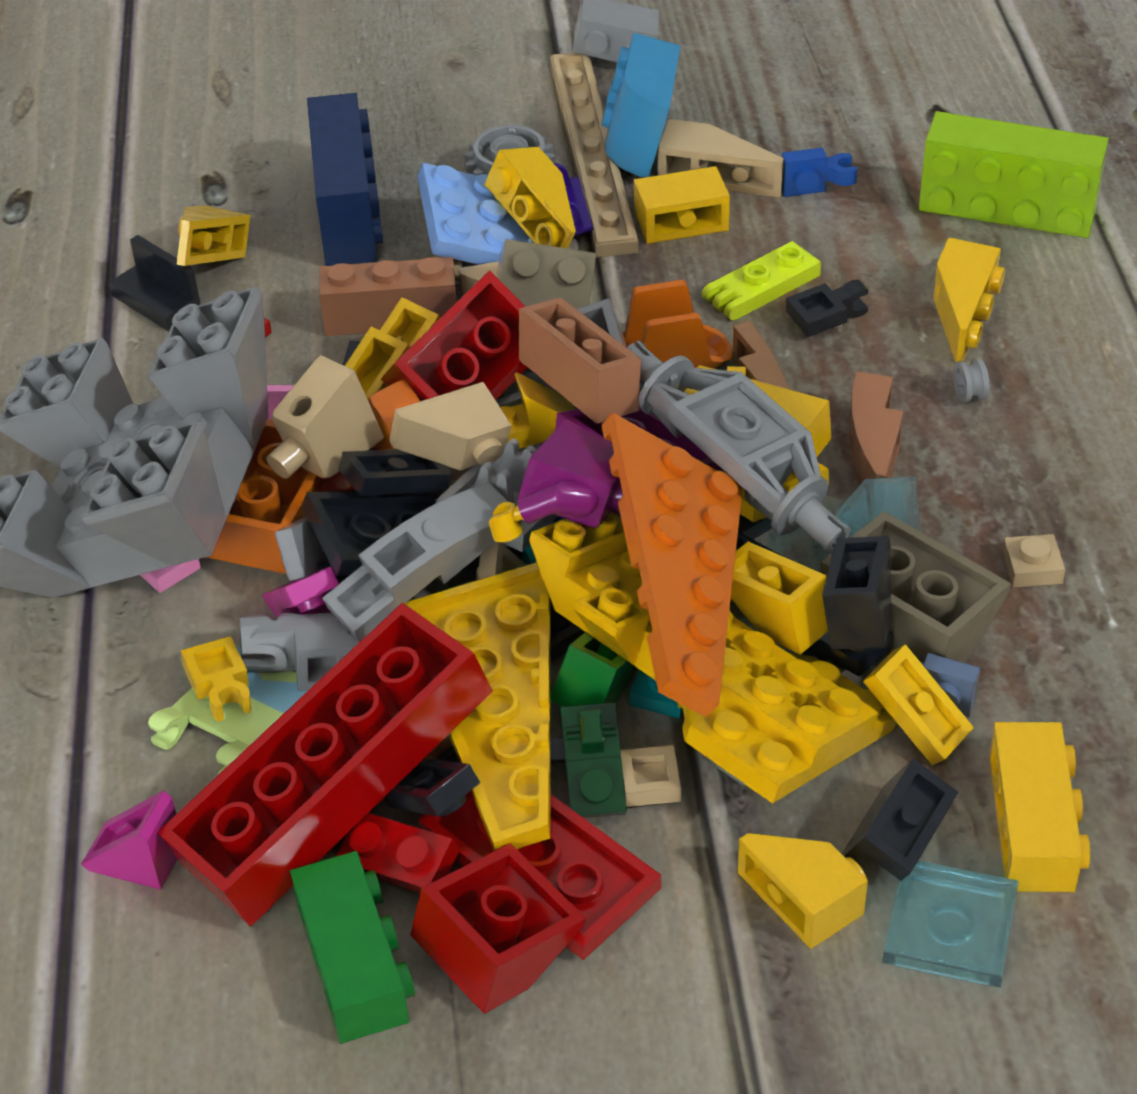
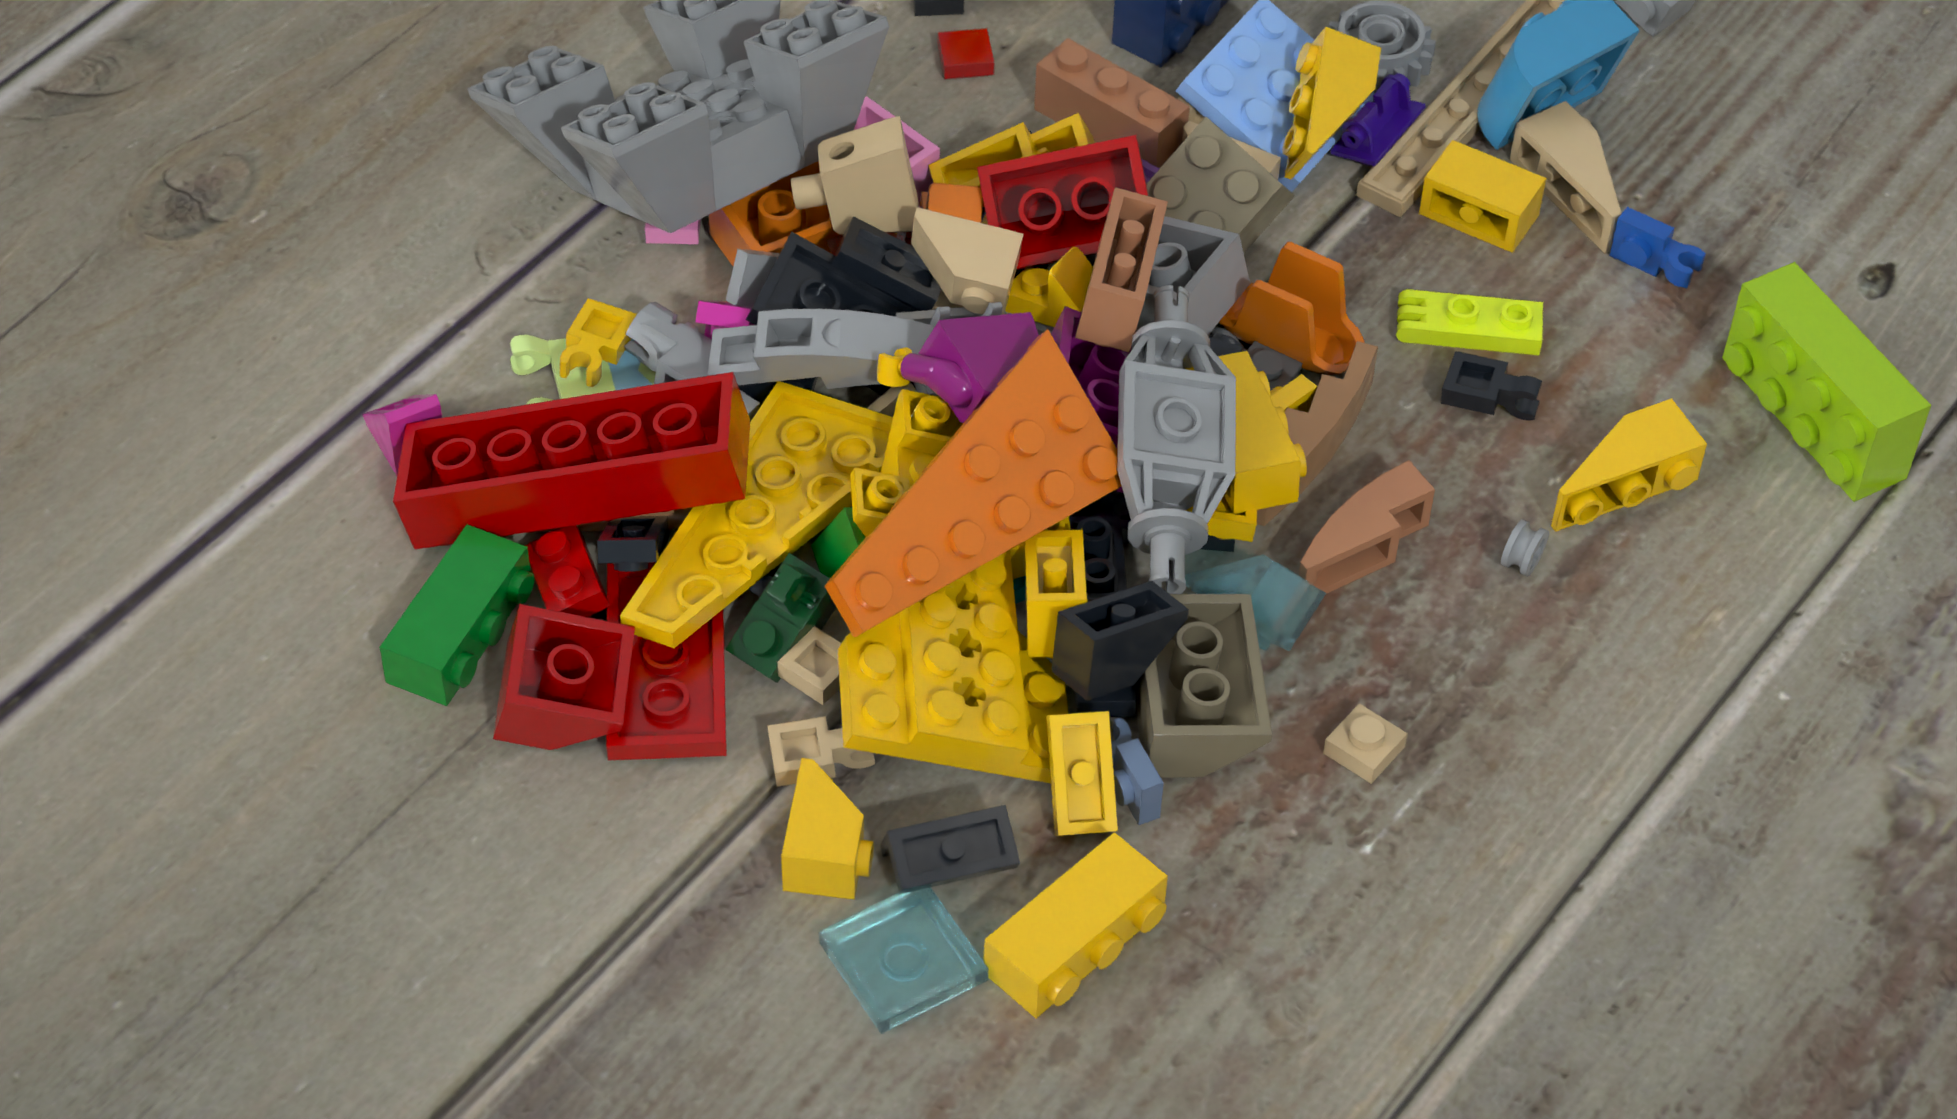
camera: 40 degrees right, 5 degrees up
(714, 834) = (813, 741): none -> tan plate

